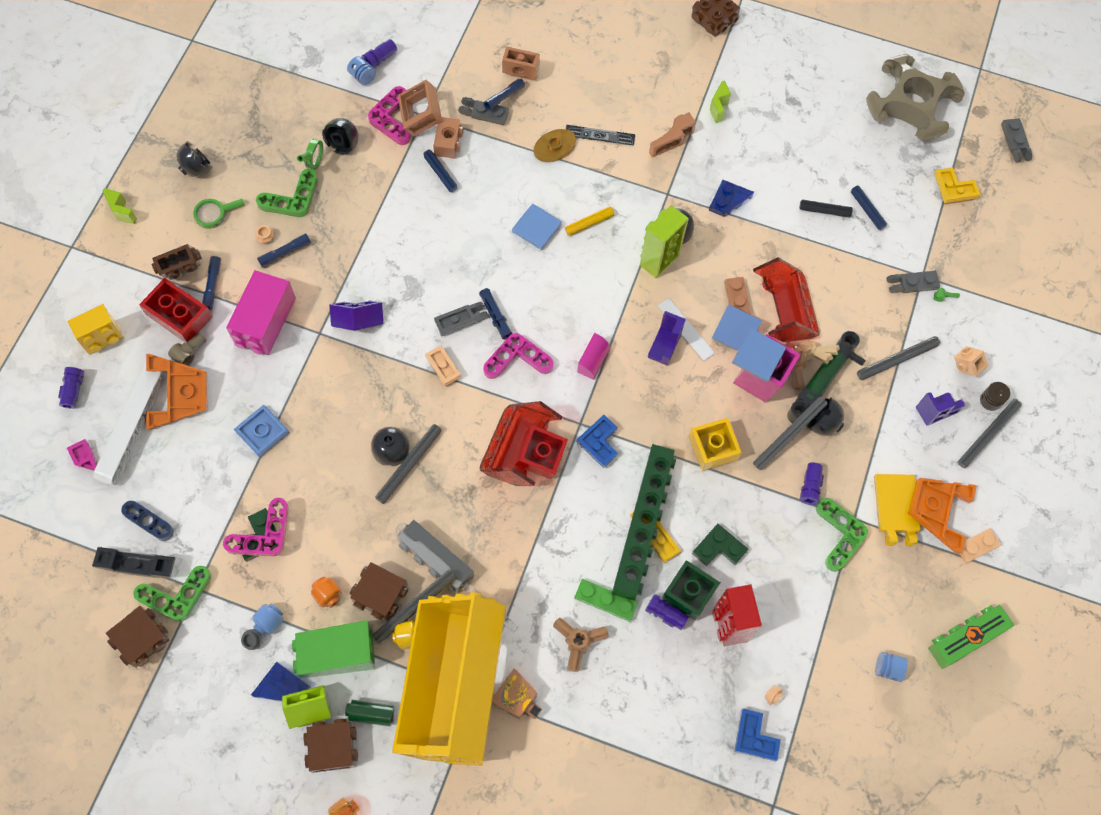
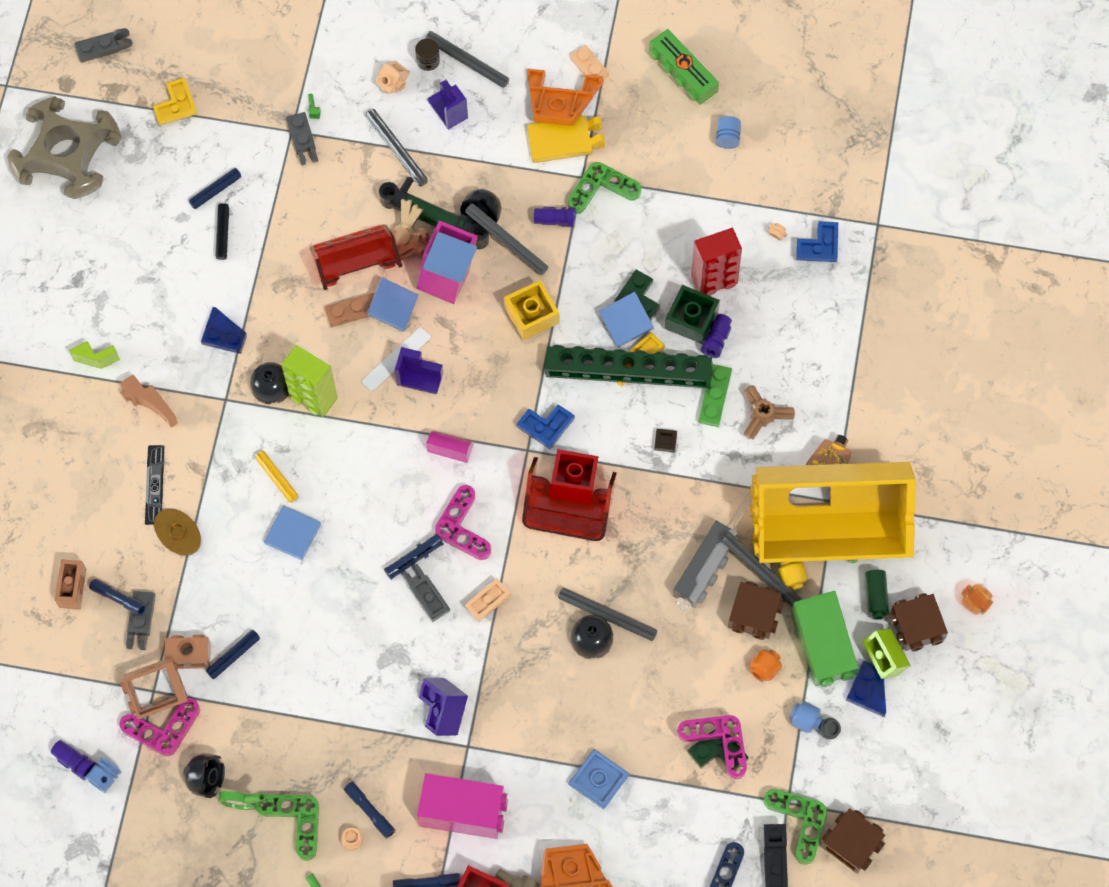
camera: 95 degrees left, 0 degrees up
(567, 545) = (665, 440): none -> dark brown tile
(695, 529) = (626, 319): none -> medium blue tile

